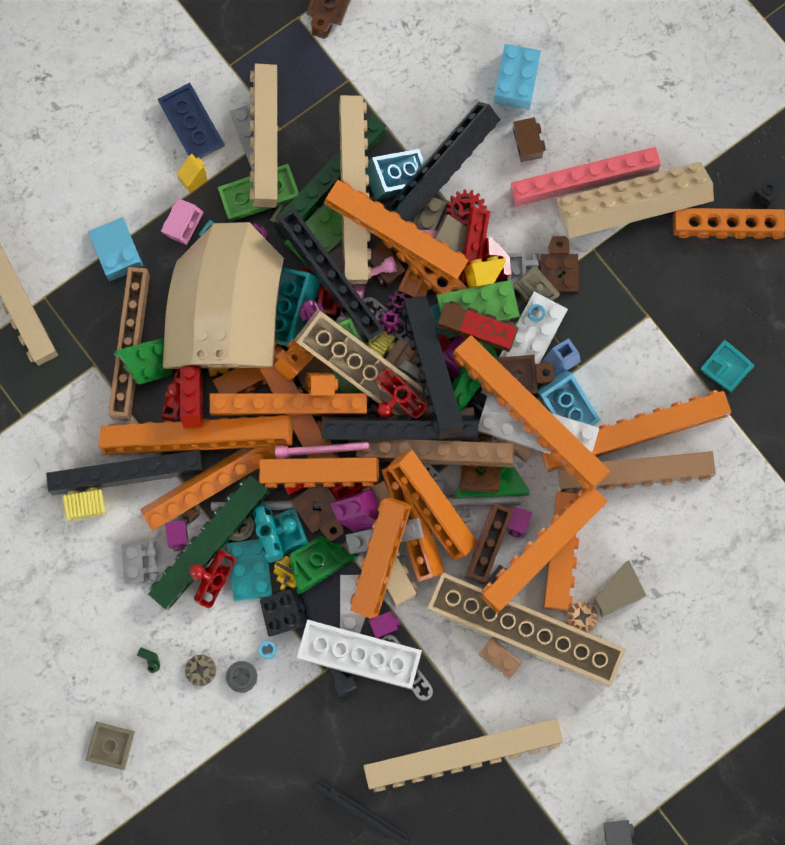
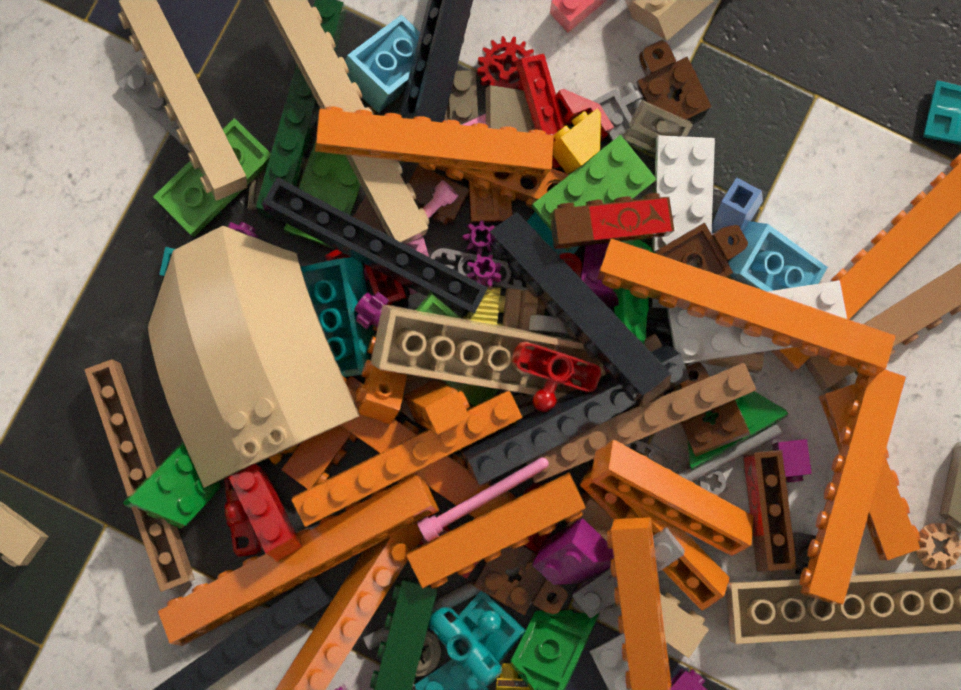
camera: 30 degrees left, 5 degrees up
(115, 248) = (53, 350): medium azure slope -> none
(182, 221) = (127, 268): bright pink brick -> none
(191, 121) = (71, 124): dark blue plate -> none
(191, 515) = (345, 671): reddish brown bush -> none
(192, 173) = (108, 194): yellow slope -> none
(500, 658) = (862, 659): medium nougat brick -> none
(540, 308) = (678, 155): medium azure bush -> none

